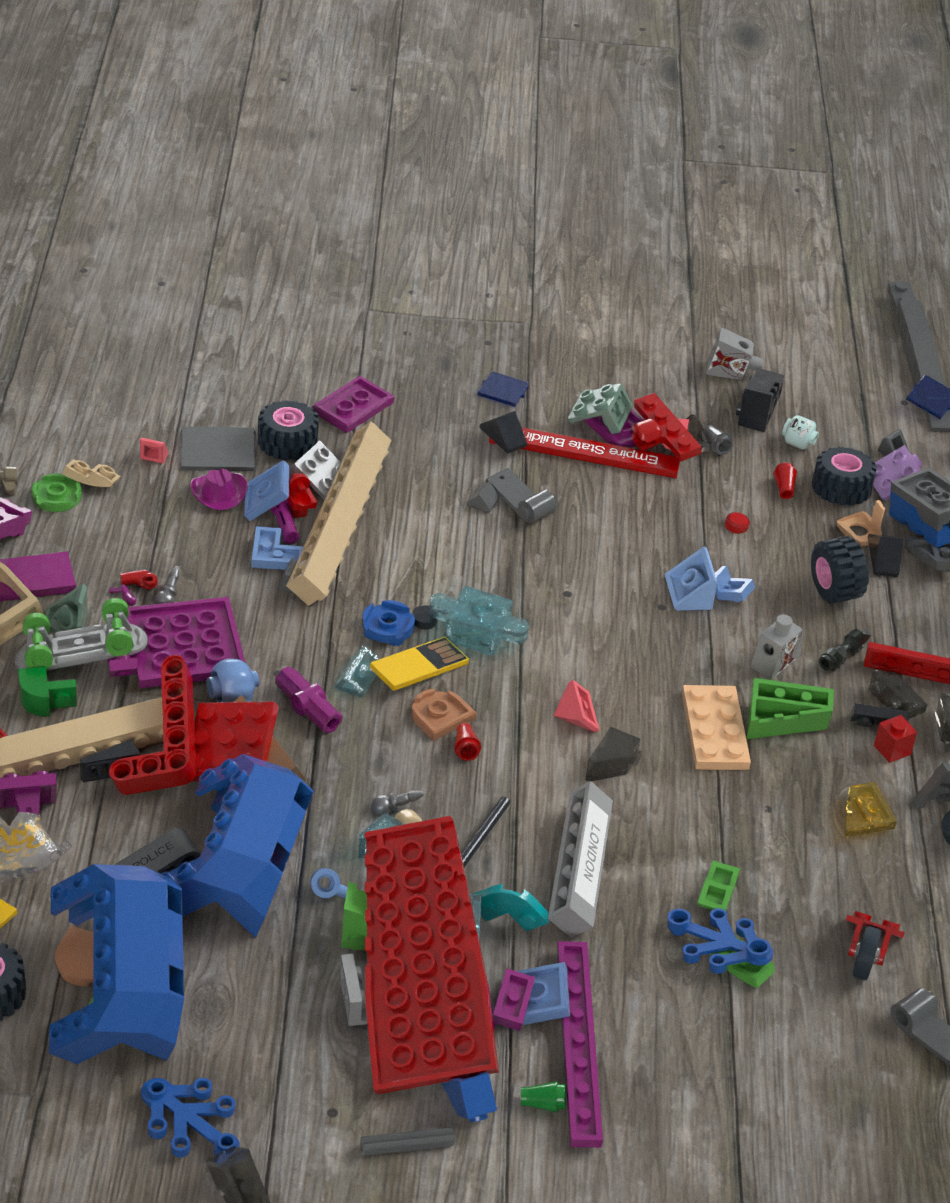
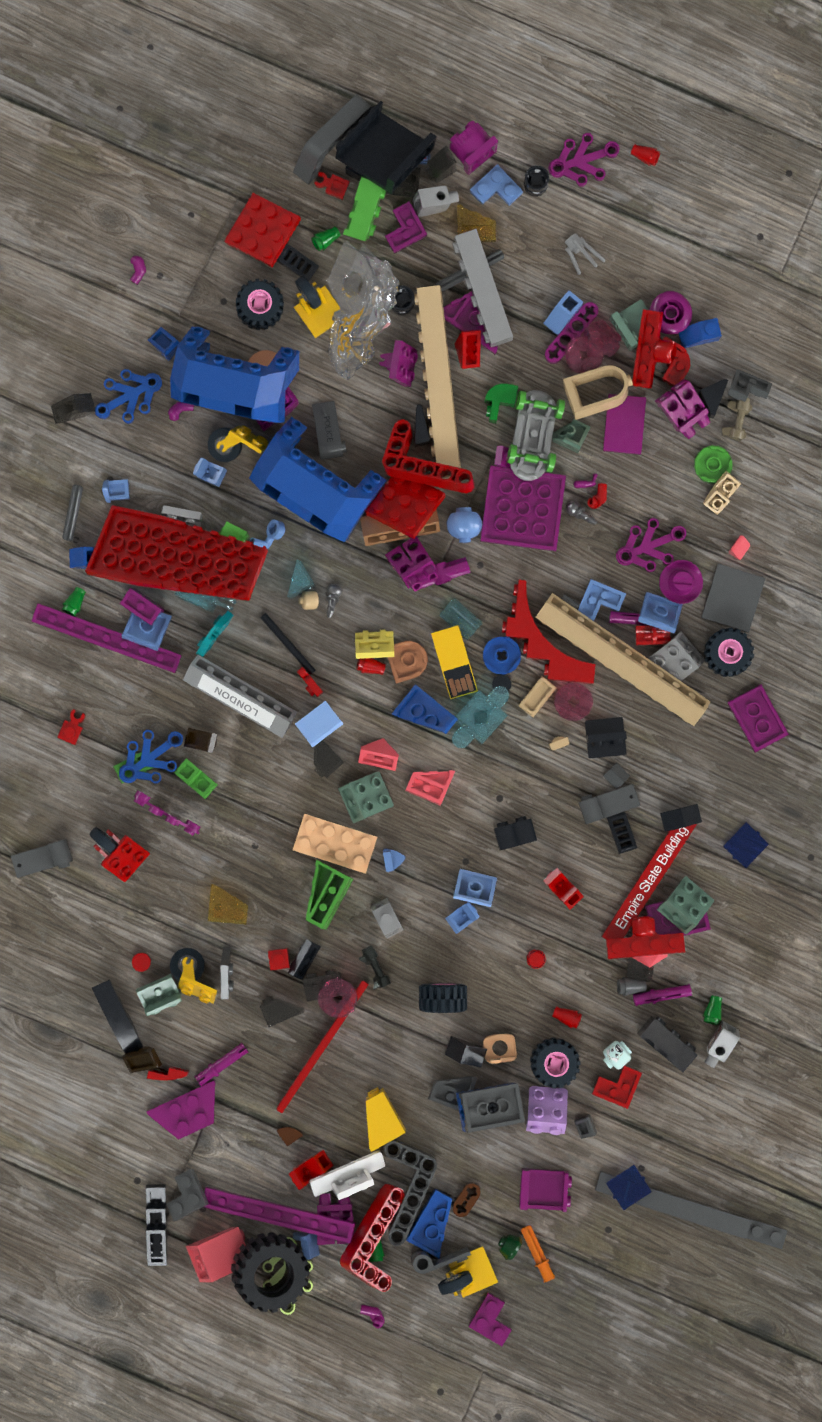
camera: 115 degrees right, 45 degrees up
(88, 1086) = (164, 343): none -> blue slope
(190, 1049) = (177, 409): none -> magenta arm
(204, 540) = (647, 546): none -> magenta plant
(217, 964) = (226, 443): none -> plate
(272, 978) = (209, 472): none -> medium blue bracket
(311, 717) = (416, 568): none -> magenta hips
(345, 604) = (539, 648): none -> red arch
(347, 1095) = (115, 490): none -> medium blue tile
(422, 582) = (537, 696): none -> tan tile
(424, 552) = (566, 710): none -> clear pink plate
(441, 511) = (605, 737): none -> black bracket
(443, 732) = (374, 644): none -> light yellow plate
(472, 548) = (558, 742): none -> tan tile
(498, 668) = (424, 711): none -> blue wing
(524, 791) = (312, 687): none -> red plate
(560, 469) = (632, 846): none -> black slope
(573, 758) = (319, 723): none -> light blue slope
(587, 650) = (430, 785): none -> coral wing
(604, 563) = (514, 834): none -> black brick
(643, 508) = (563, 888): none -> red brick
(647, 706) = (366, 797): none -> sand green bracket
(665, 883) = (200, 740): none -> dark brown tile
(701, 375) = (713, 1011): none -> green cone
(705, 664) = (392, 859): none -> medium blue tile
(708, 413) = (654, 996): none -> magenta pin
(733, 1050) = (70, 730): none -> red plate
(790, 856) = (190, 827): none -> magenta plant
(838, 425) = (620, 1092): none -> red plate
(902, 674) = (348, 1001): none -> clear pink plate

